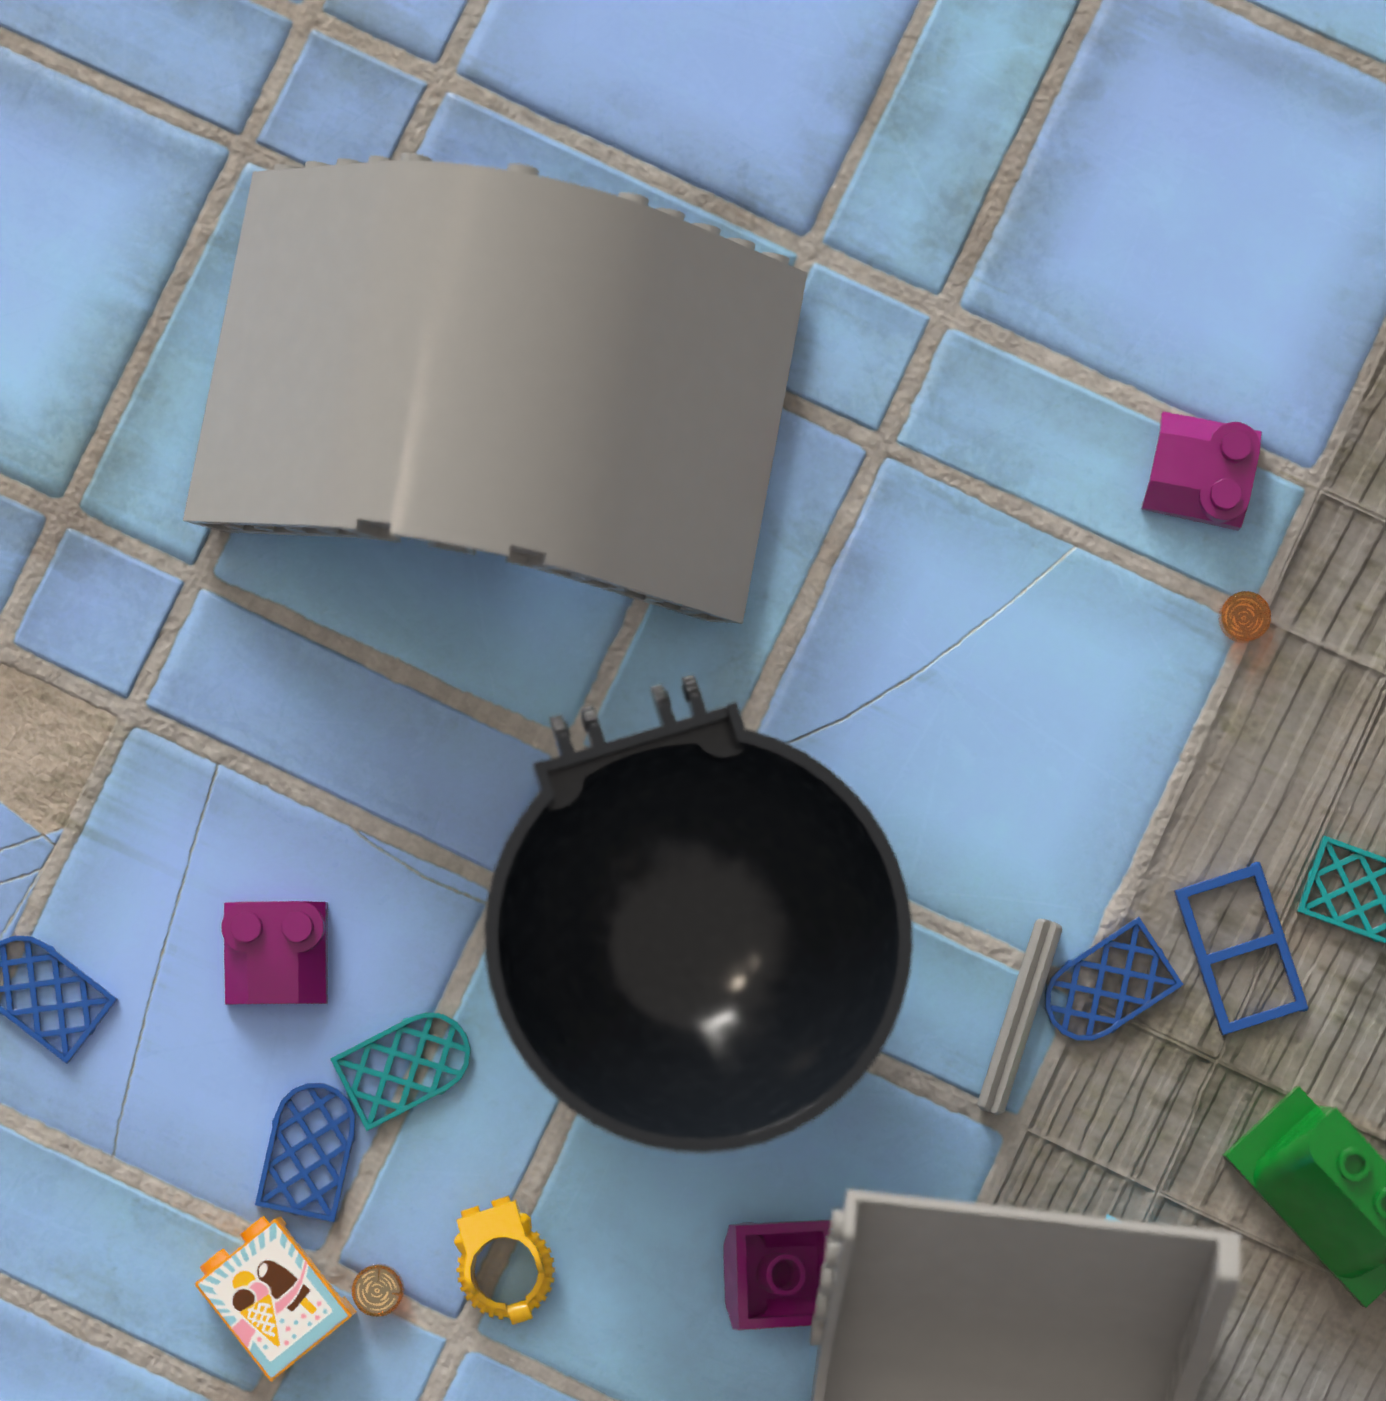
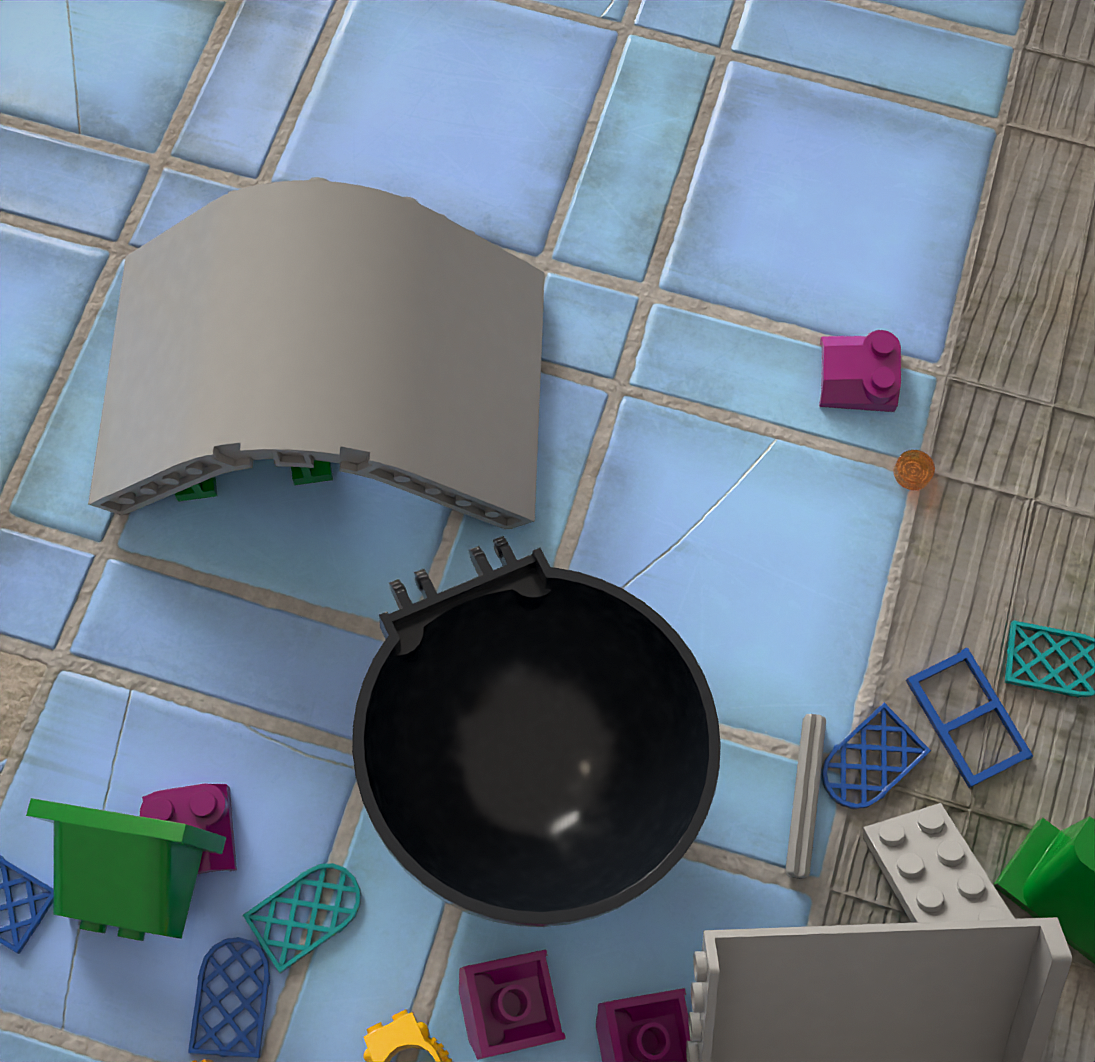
camera: 10 degrees left, 15 degrees down
(199, 992) = (123, 868): none -> green windscreen
(627, 1209) = (509, 1004): none -> magenta slope
(1150, 1142) = (933, 868): none -> light grey plate

